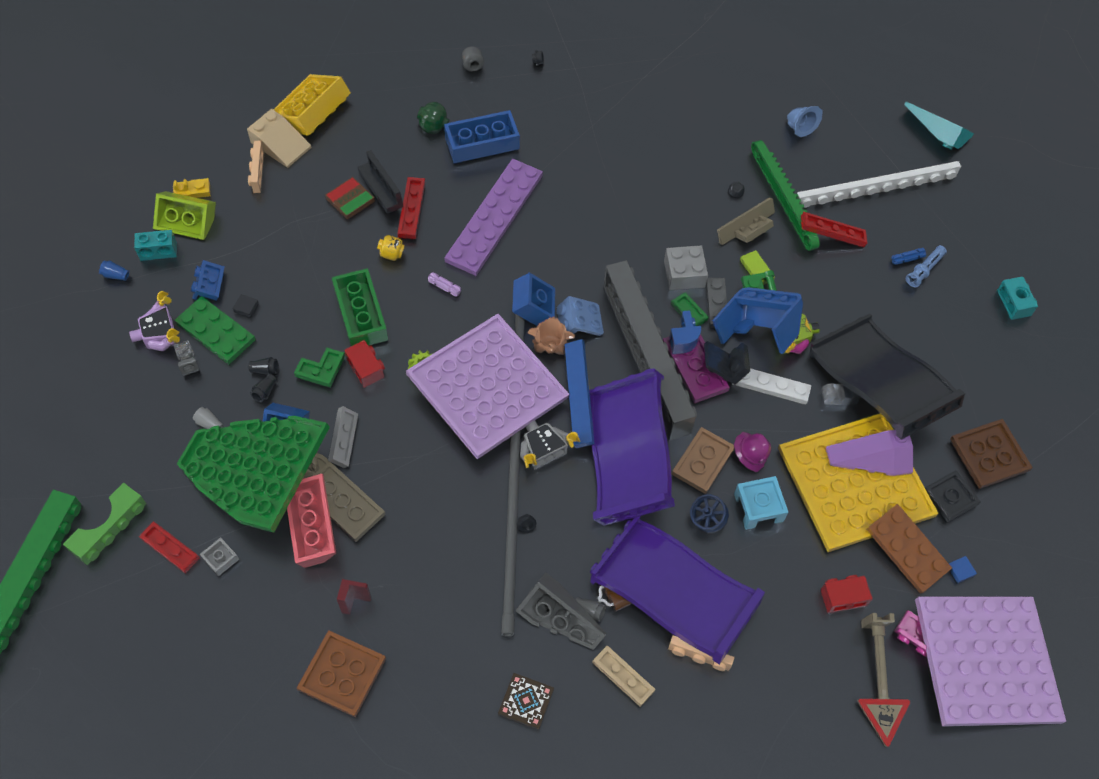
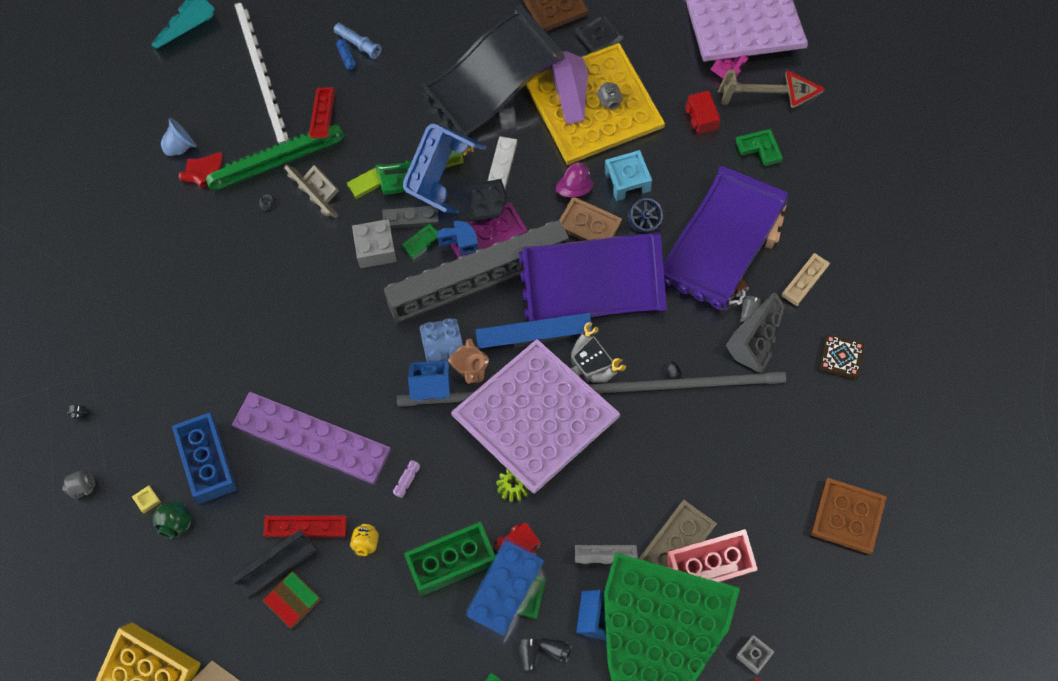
camera: 90 degrees left, 5 degrees up
(322, 342) = (504, 586): none -> blue brick
(349, 591) = (779, 516): dark red panel -> none
(455, 104) = (146, 499): none -> light yellow tile
(773, 140) = (199, 169): none -> red arm
(805, 656) = (760, 142): none -> green plate
(860, 491) = (610, 96): none -> dark grey head
(909, 548) = (654, 65): dark orange plate -> none
(962, 569) = (665, 31): blue tile -> none

